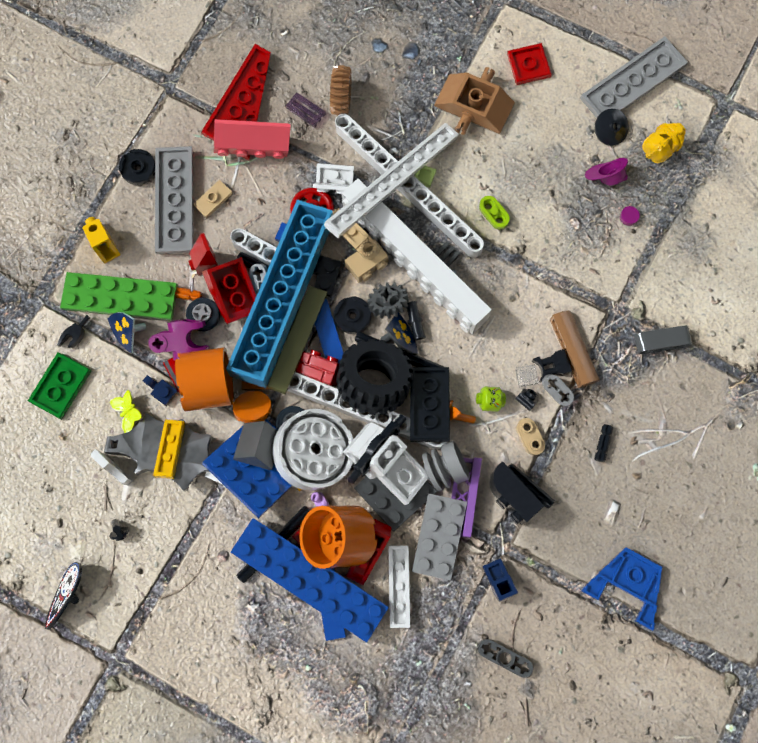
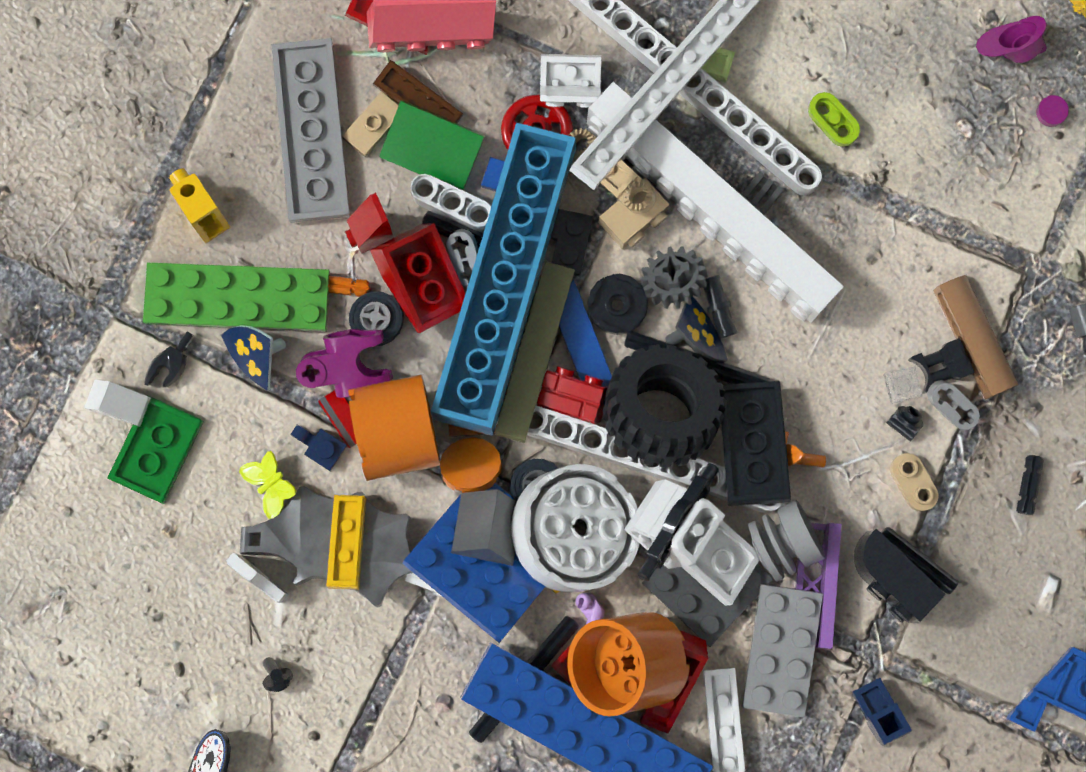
camera: 10 degrees left, 5 degrees up
(39, 355) = (117, 402): none -> white slope
(134, 159) = (240, 63): black plate -> none
(241, 185) = (401, 85): none -> reddish brown plate
(246, 212) = (431, 145): none -> green tile
(491, 399) = (848, 426): lime head -> none

